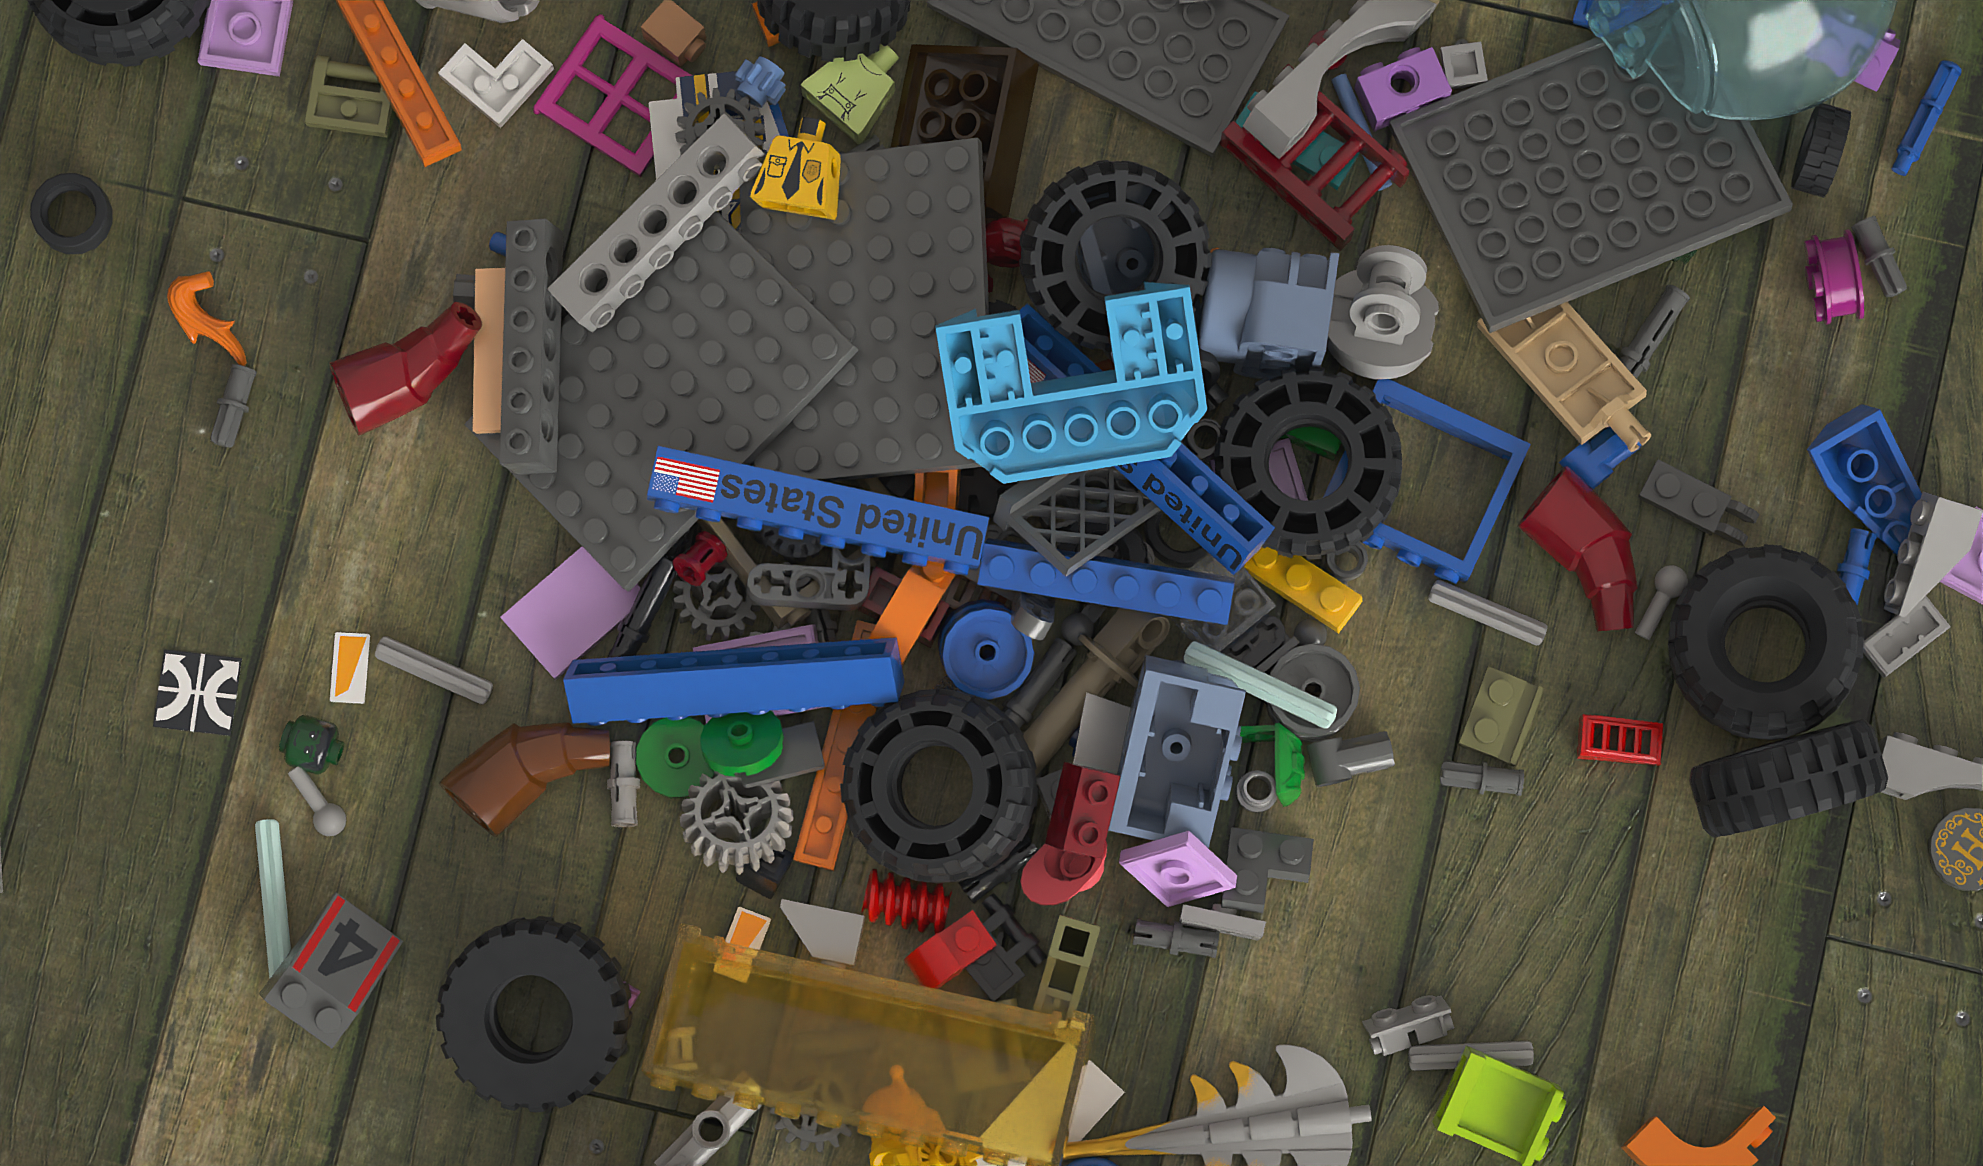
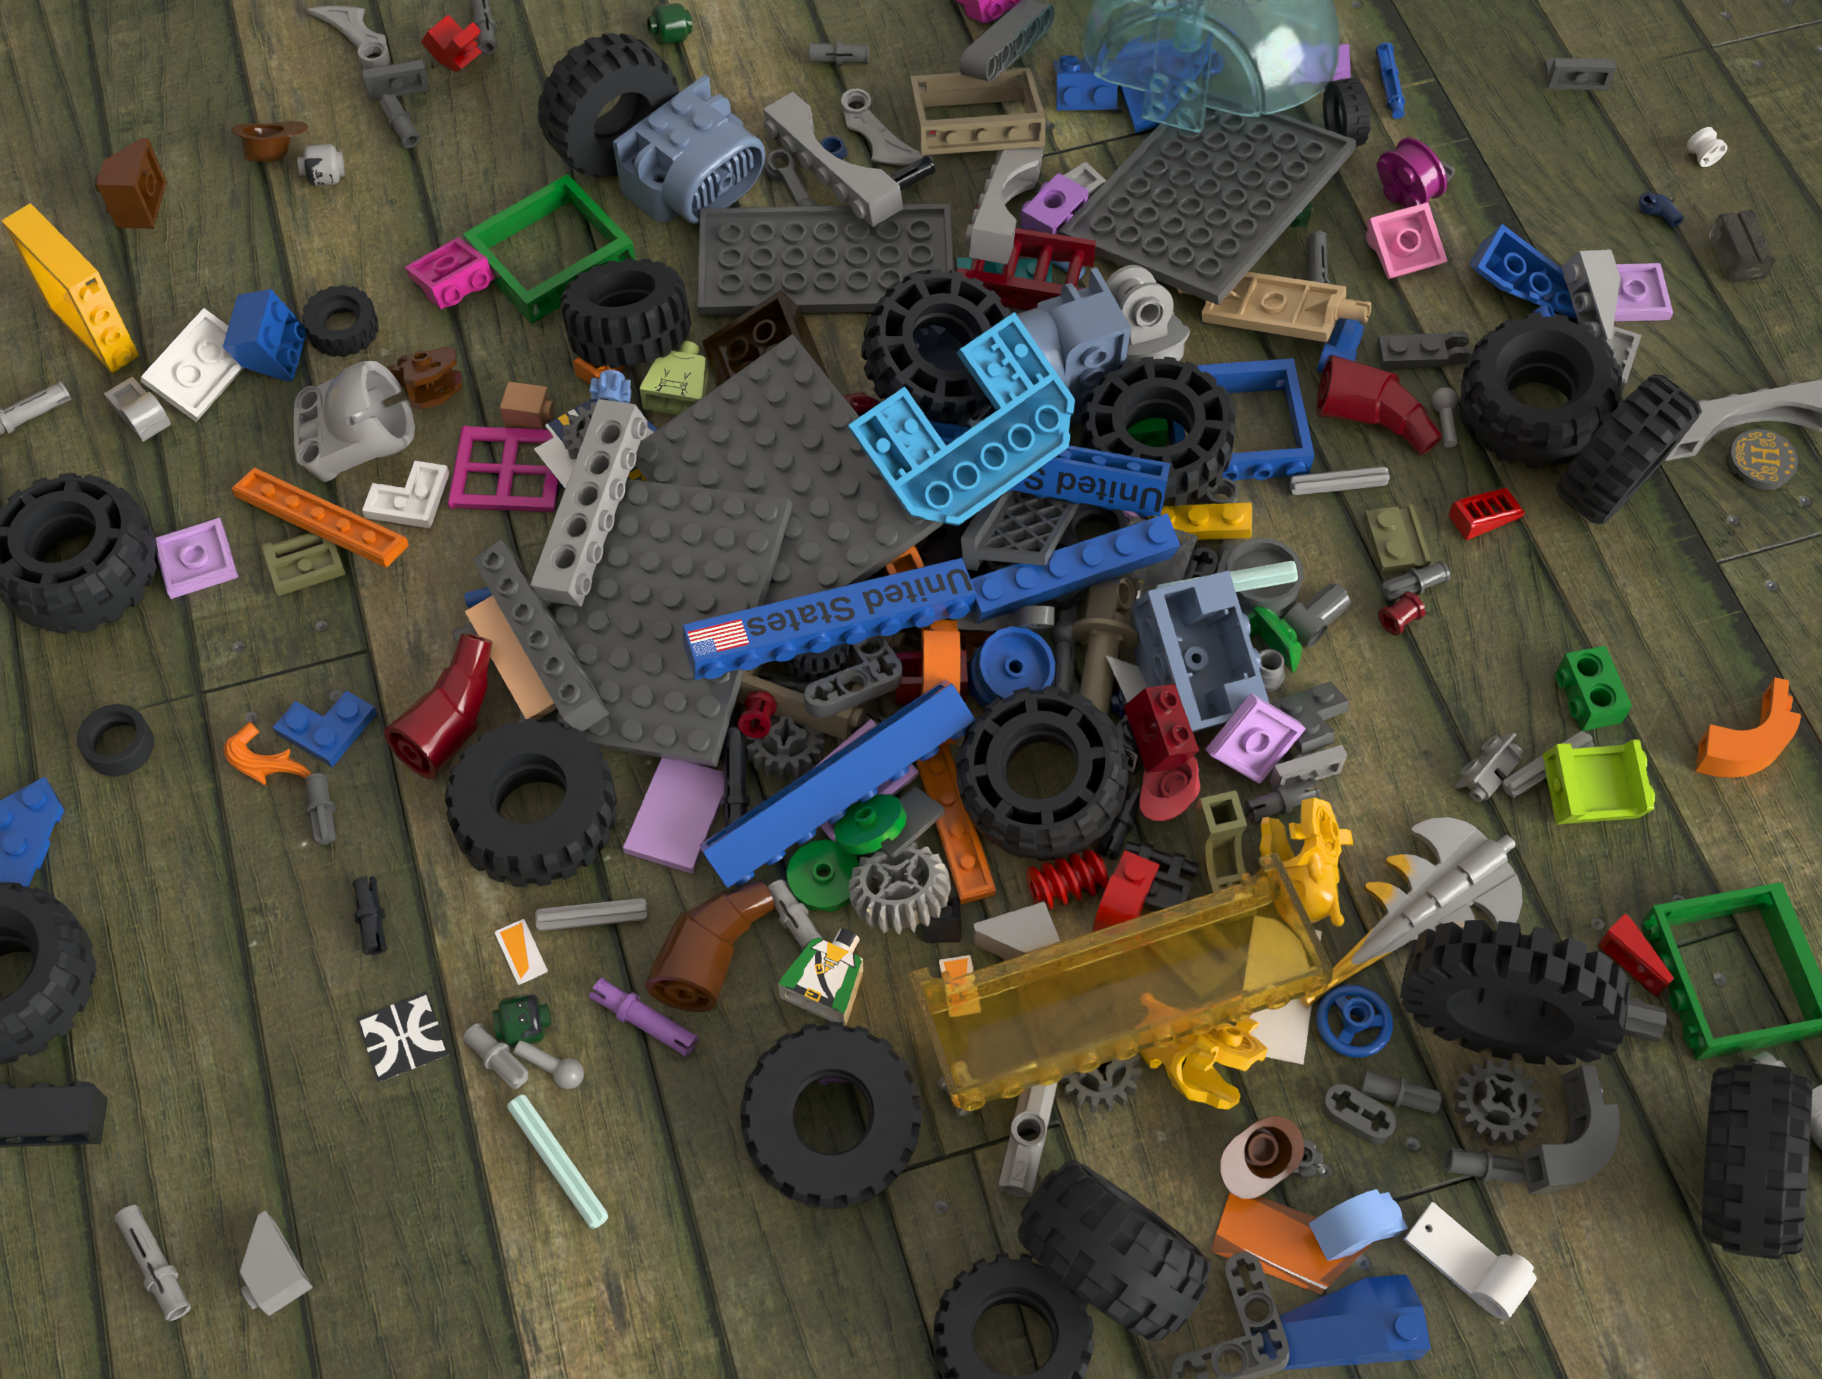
camera: 30 degrees left, 20 degrees down
(224, 551) = (369, 915): none -> black pin
(270, 766) = (496, 1055): none -> light grey axle
(280, 322) = (329, 735): none -> blue plate
(331, 970) = (637, 1186): dark grey slope -> none
(396, 475) = (522, 756): none -> black tyre
(423, 801) = (631, 1009): none -> medium lavender pin
(617, 866) = (825, 977): none -> torso
(800, 174) = (677, 420): yellow torso -> none
(1145, 1021) = (1315, 868): none -> yellow helmet
(1440, 807) = (1401, 613): none -> dark red bush
(1585, 1007) = (1600, 686): none -> green brick
(1773, 357) = (1406, 240): none -> bright pink slope

